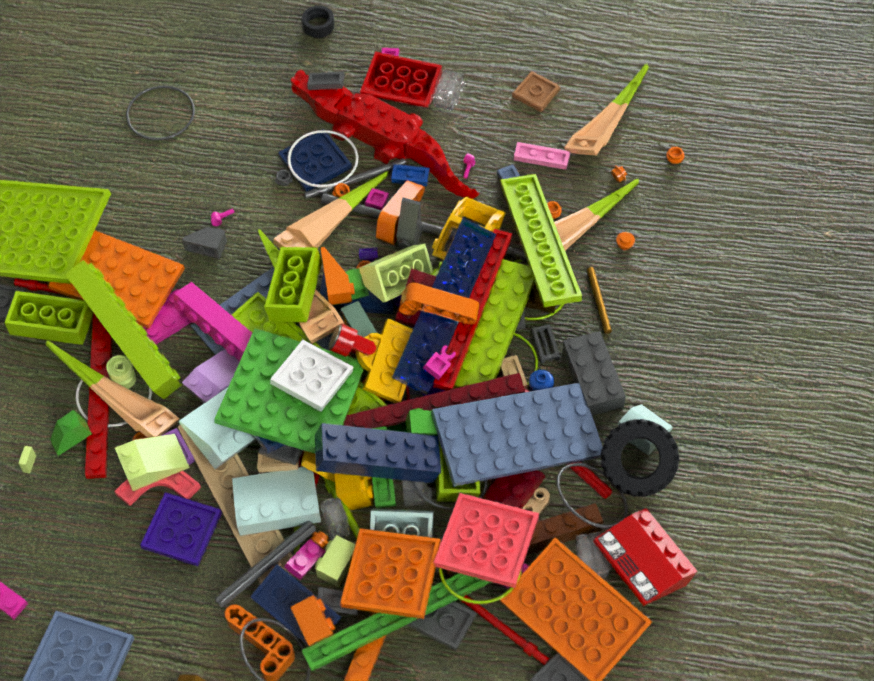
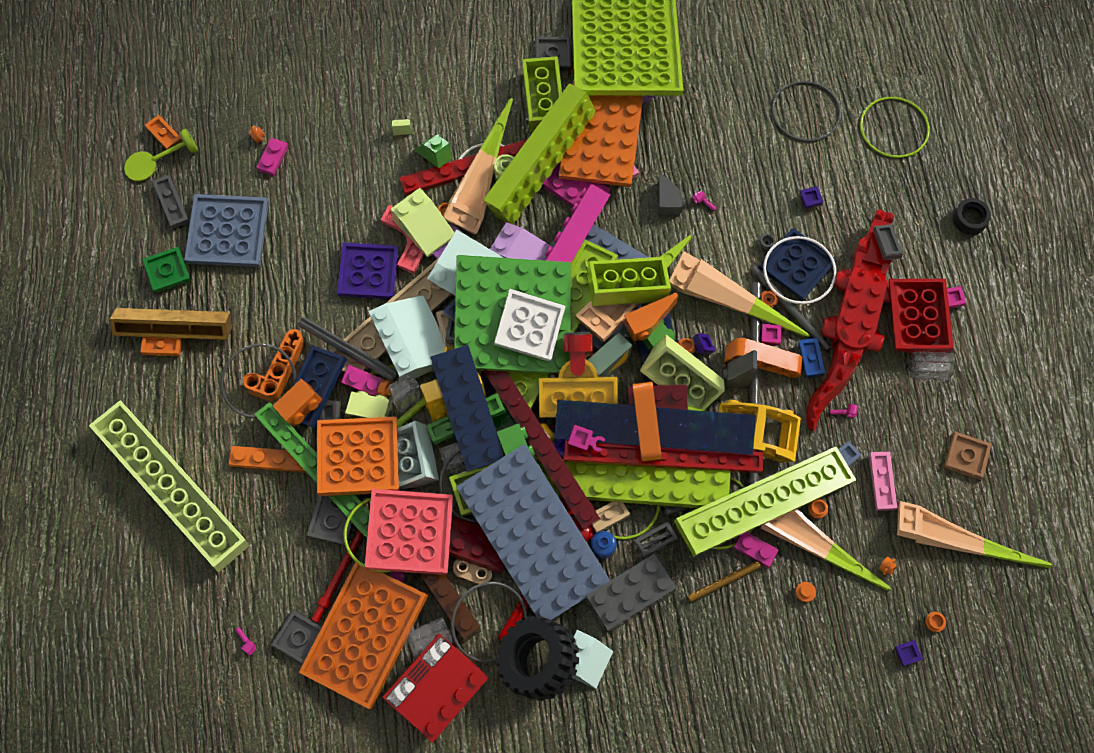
camera: 70 degrees right, 10 degrees up
(199, 28) = (901, 99): none -> lime piece
(252, 131) = (811, 197): none -> dark purple plate
(581, 263) = (756, 549): none -> dark pink plate
(698, 181) = (908, 653): none -> dark purple plate

